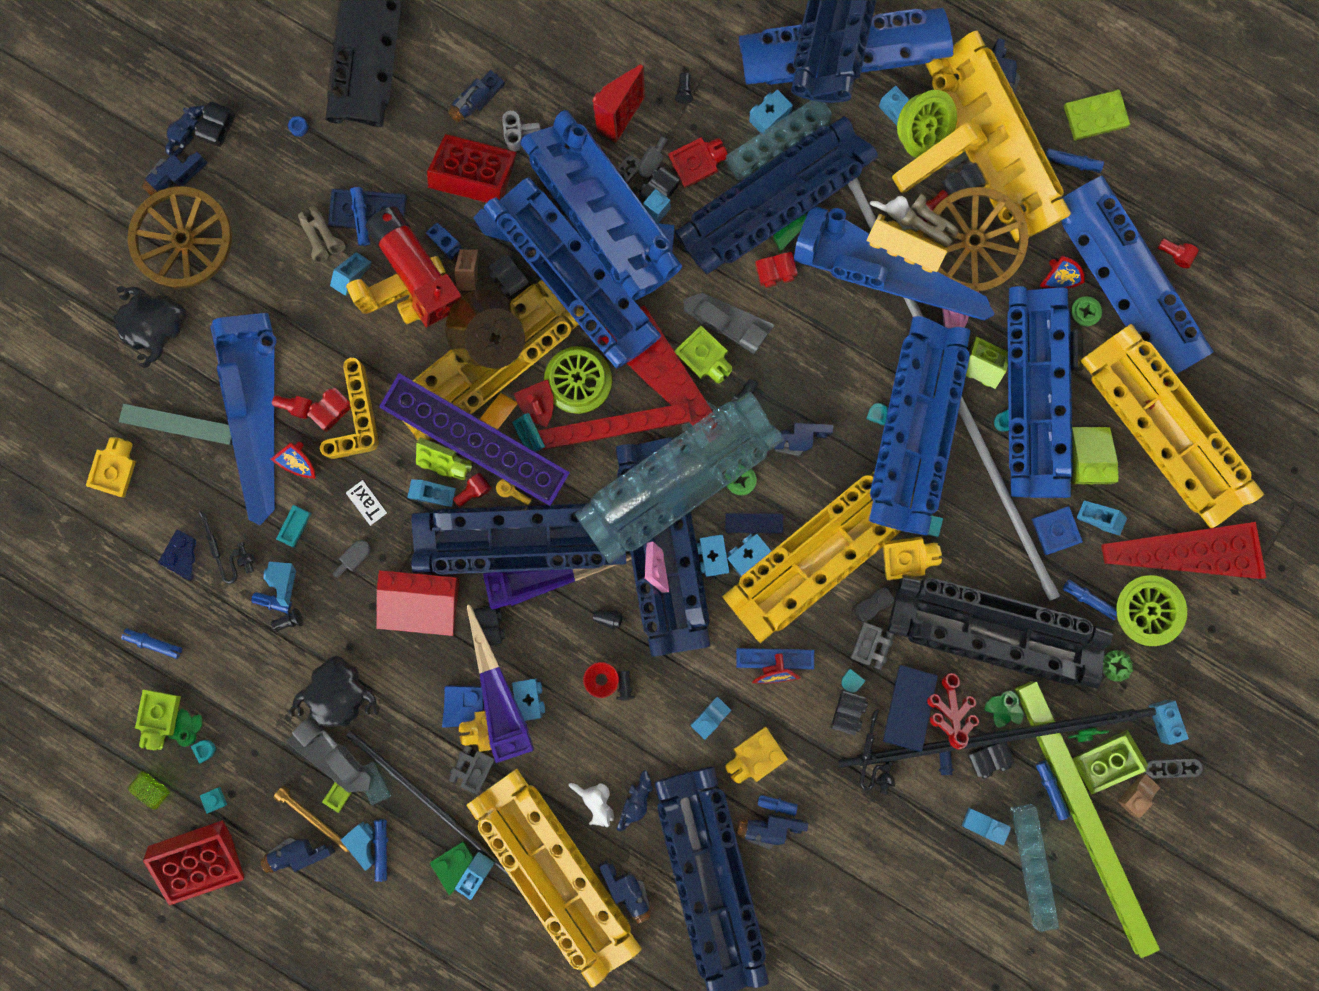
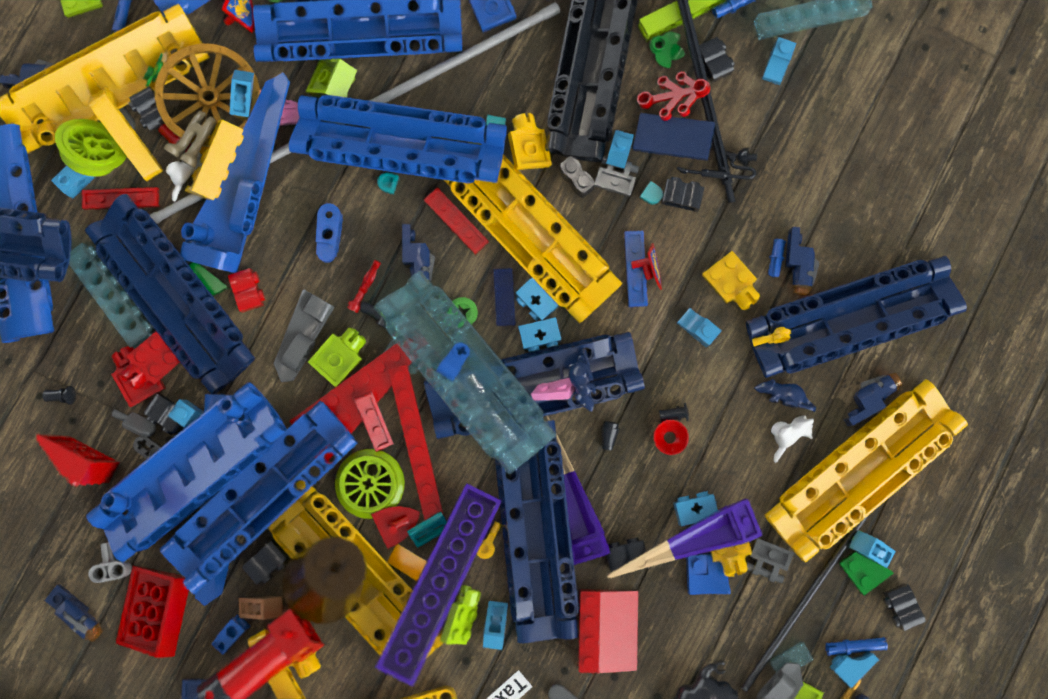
camera: 95 degrees left, 0 degrees up
(415, 902) = (904, 607): none -> black brick
(476, 487) = (487, 580): red pin -> none
(637, 386) = (373, 421): none -> tile
(665, 592) = (580, 377): none -> dark blue animal
(687, 464) = (453, 362): none -> blue piece
(695, 799) = (778, 336): none -> yellow plate
(710, 173) = (149, 362): none -> red plate
(772, 102) = (72, 302): dark azure brick -> none
(780, 389) = (368, 279): none -> red piece
(812, 350) = (328, 248): none -> blue piece
(834, 480) = (456, 221): none -> red tile
(877, 138) = (104, 198): none -> red tile
(900, 651) = (620, 149): none -> dark azure arch
(946, 763) = (724, 101): dark blue pin -> none
(975, 272) = (241, 93): none -> dark azure arch
(1001, 186) = (152, 72): none -> green plate
(1001, 421) = (388, 63): teal tile -> none

